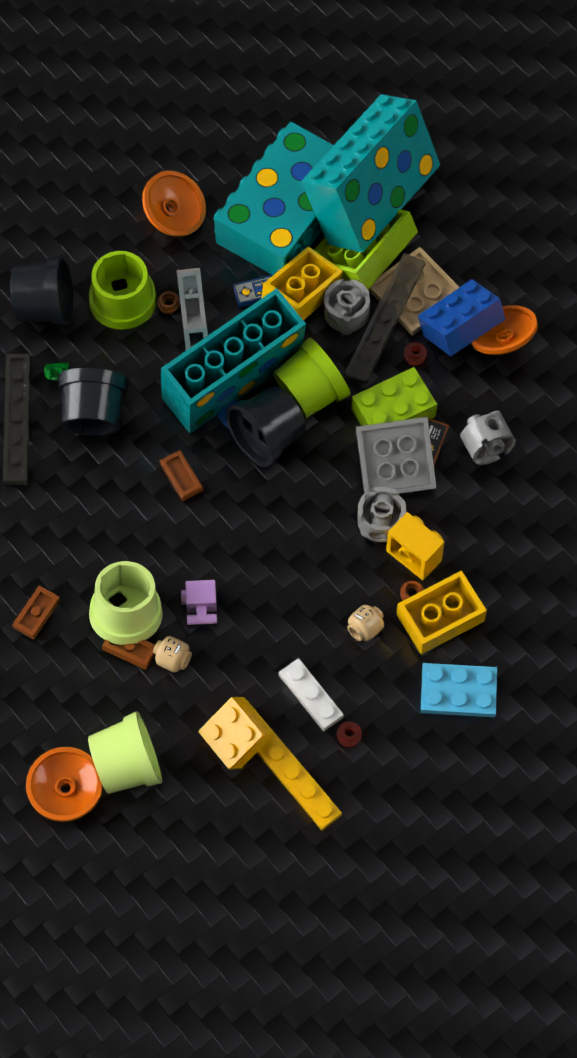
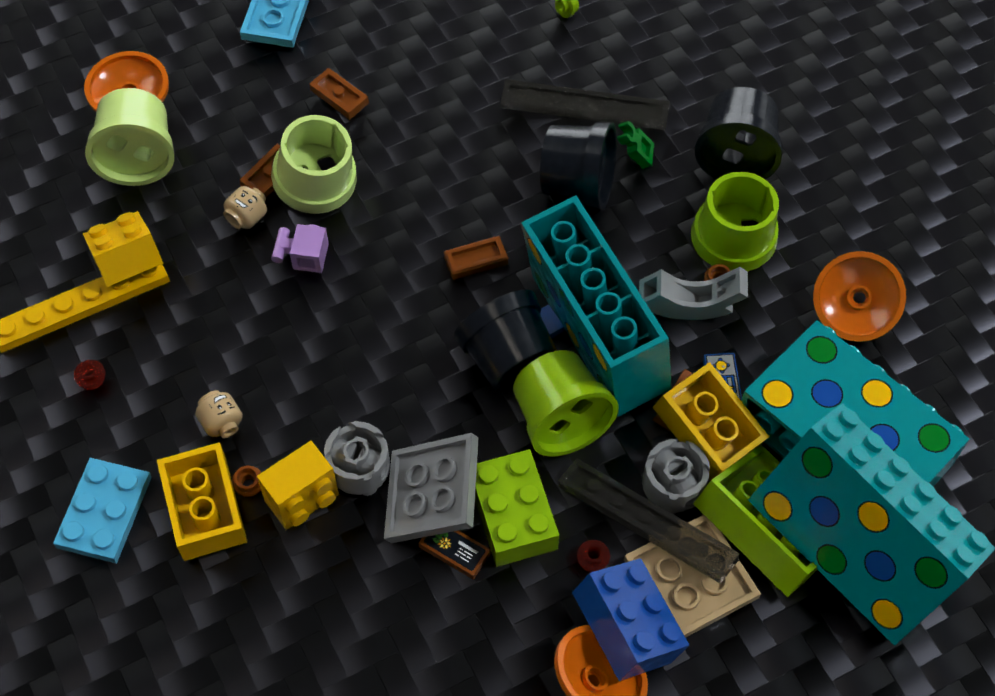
camera: 100 degrees right, 5 degrees down
(311, 694) = (154, 345): white plate -> none
(487, 437) = (431, 631): light grey brick -> none

